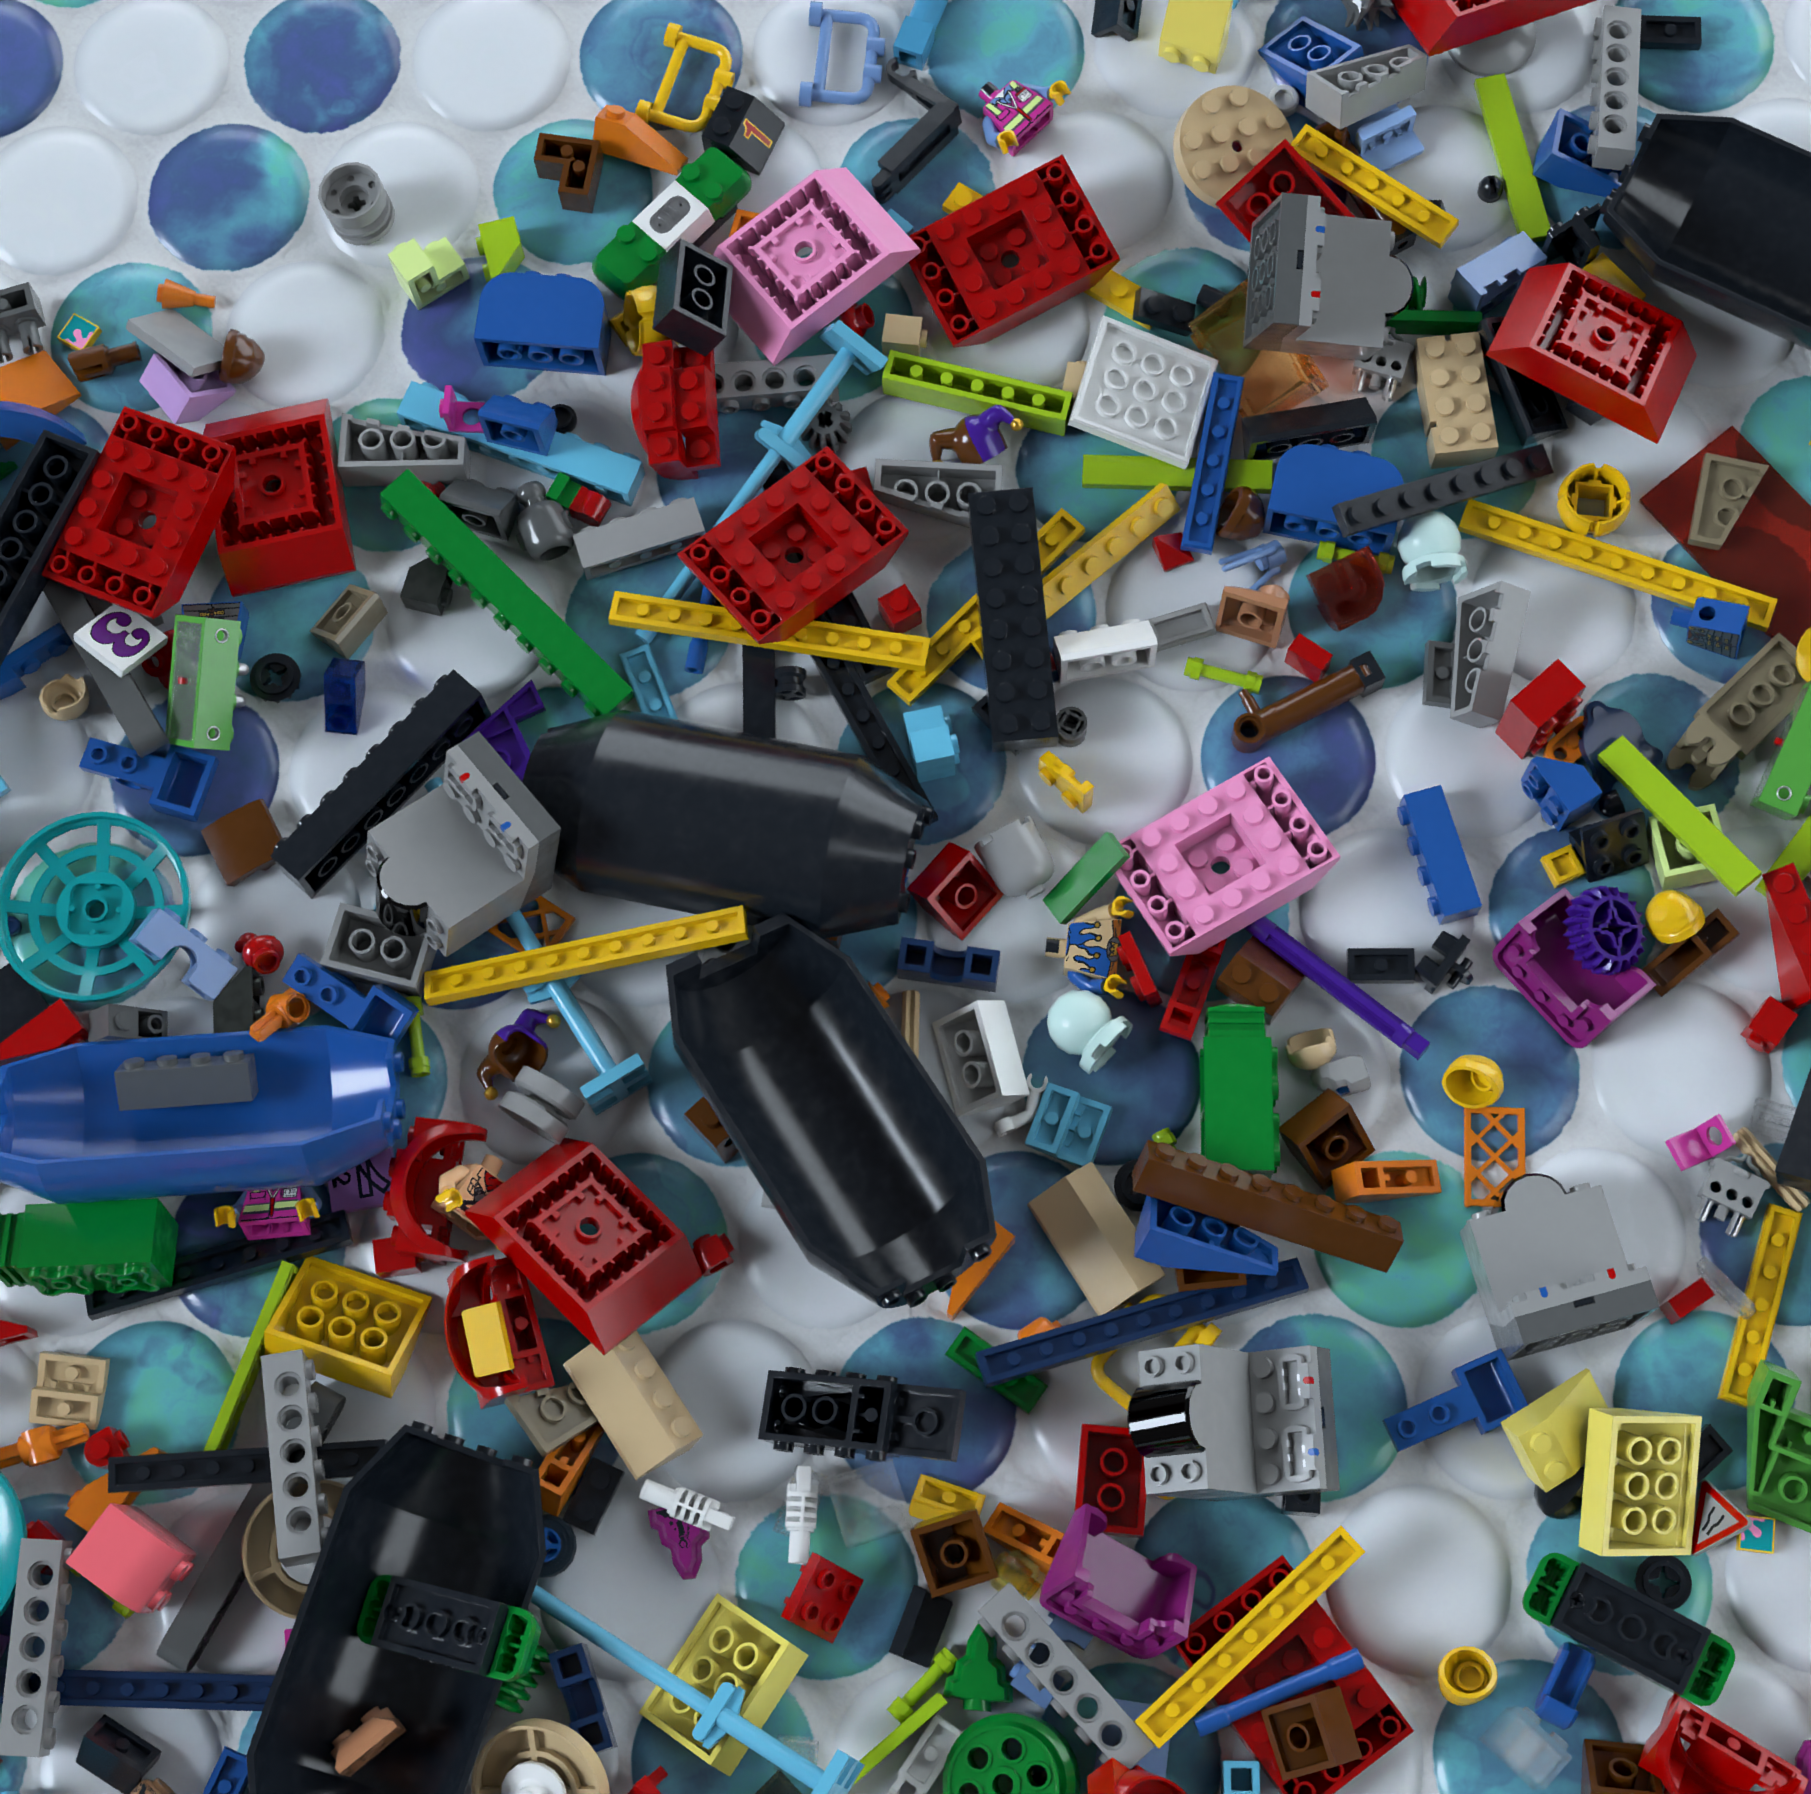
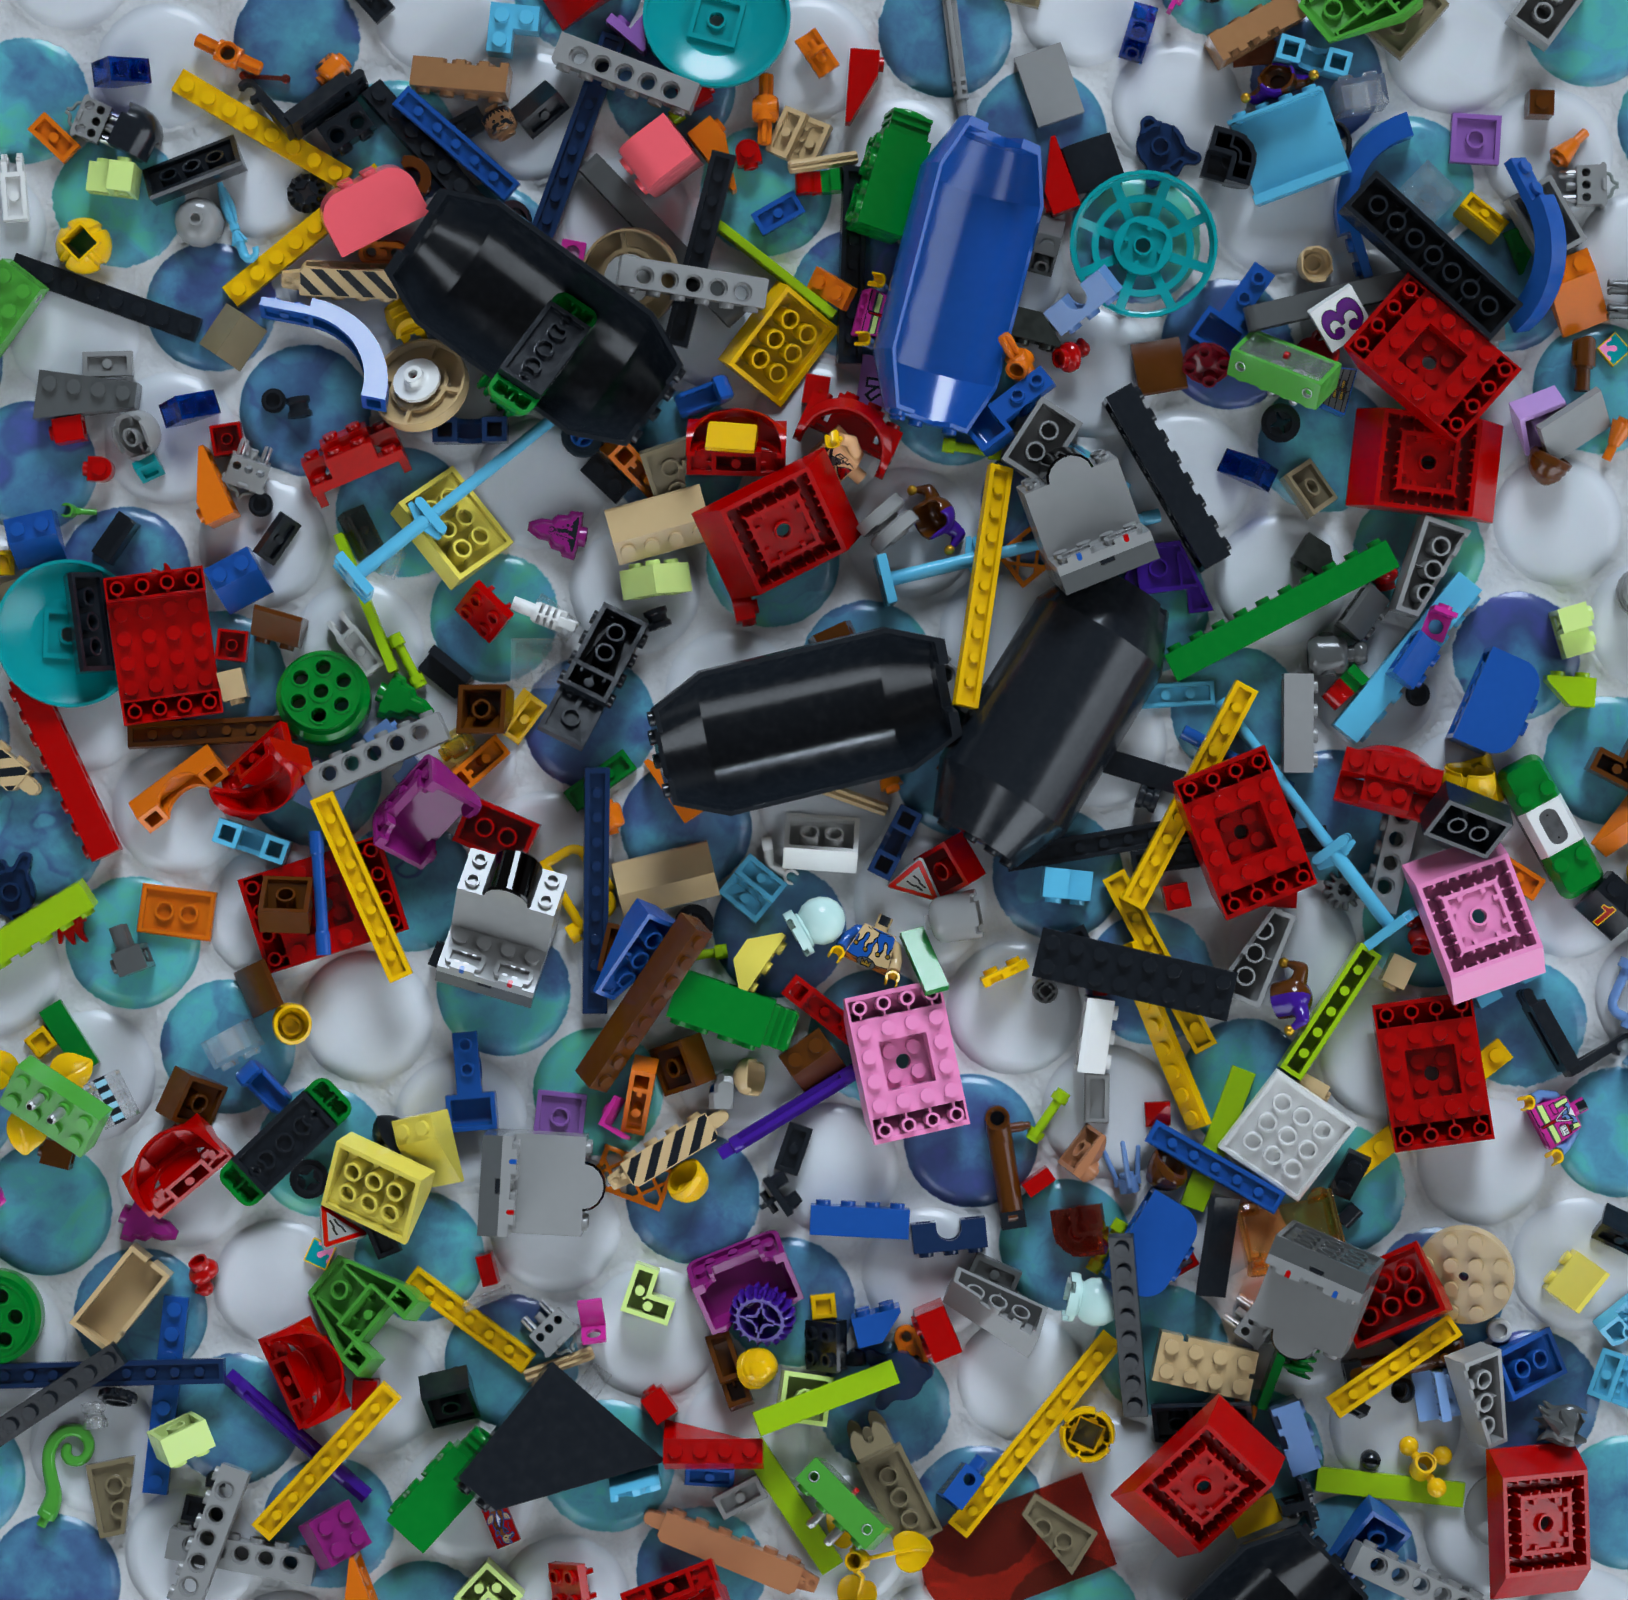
camera: 100 degrees right, 15 degrees up
(91, 1346) = (822, 162): none -> tan axle
(120, 1342) = (818, 182): none -> leg
(175, 1384) = (778, 213): none -> blue plate
(186, 1081) = (989, 278): dark grey brick -> none
(223, 782) = (1206, 363): none -> dark red dish
(255, 1277) = (831, 288): none -> orange plate
(367, 1741) = (488, 270): nougat slope -> none
(445, 1398) = (704, 397): none -> blue animal
(687, 1506) = (573, 540): white hinge -> none
(707, 1380) = (655, 579): none -> yellowish green brick
(758, 1363) = (657, 618): none -> black wheel
(988, 924) = (915, 881): none -> piece
(1142, 980) = (834, 975): red plate -> none
(1159, 1090) = (755, 959): none -> light yellow slope
(1398, 171) = (1403, 1390): none -> black plate
(1407, 716) = (971, 1237): none -> dark blue arch
(1424, 1211) = (610, 1113): none -> dark pink bracket
(1437, 1738) = (258, 988): none -> reddish brown slope
(1443, 1118) = (668, 1151): none -> tan hinge
(1445, 1278) = (560, 1111): none -> medium lavender tile
(1454, 113) = (1441, 1455): none -> yellow piece
(1645, 1088) = (641, 1299): none -> yellowish green brick

